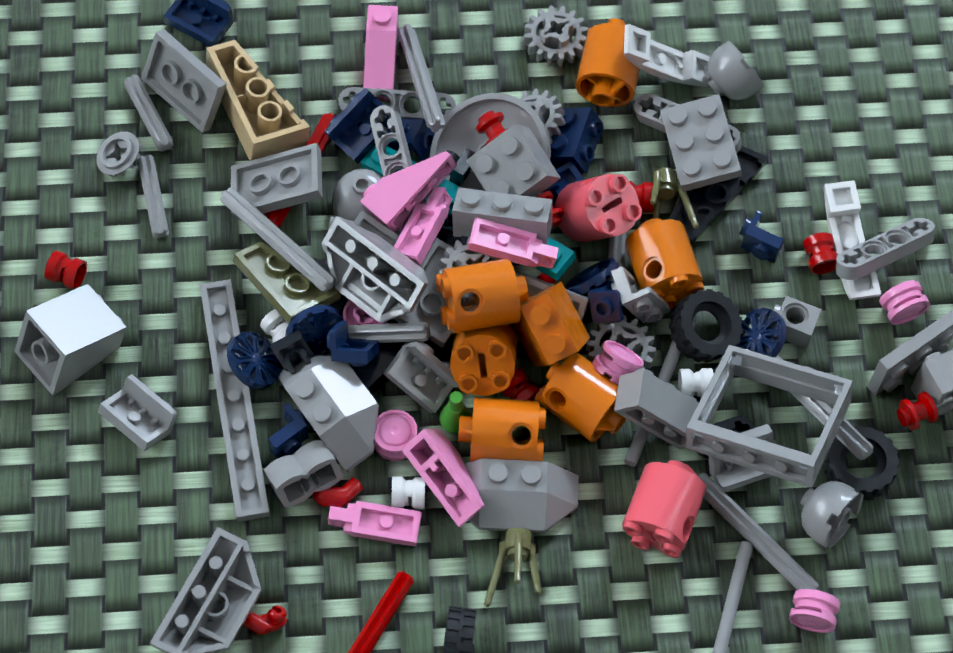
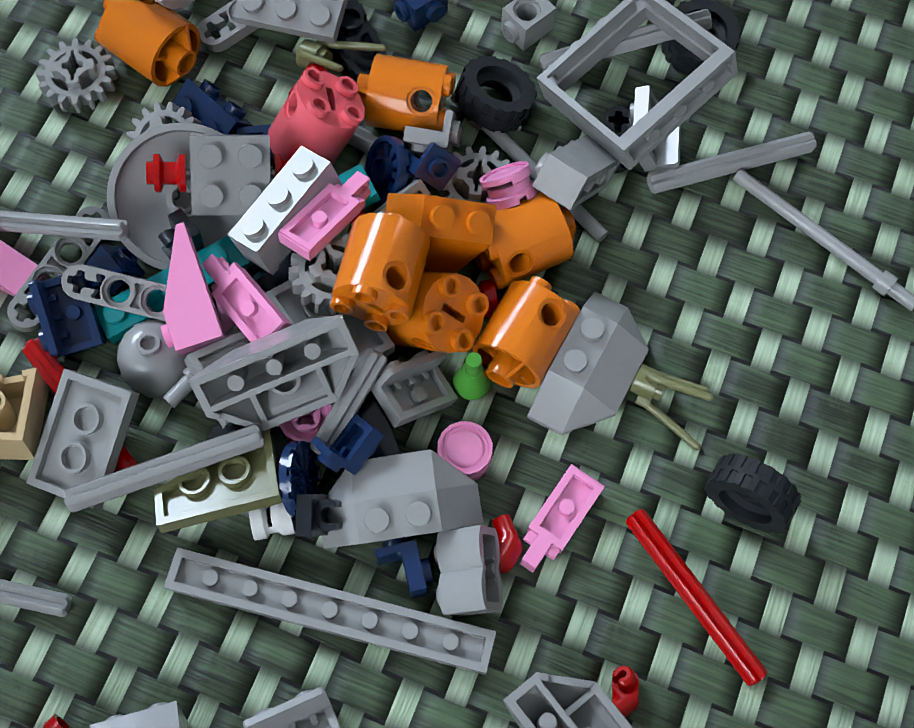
camera: 65 degrees left, 5 degrees up
(253, 360) = (298, 567): dark blue wheel -> none
(408, 492) = (541, 468): white wheel -> none
(444, 474) = (546, 417): bright pink slope -> none
(664, 507) = (679, 221): coral cylinder -> none
(694, 383) = (551, 133): white wheel -> none
(761, 334) = (532, 51): dark blue wheel -> none
(814, 610) = (837, 142): bright pink wheel -> none
(829, 510) = (751, 89): light grey cylinder -> none

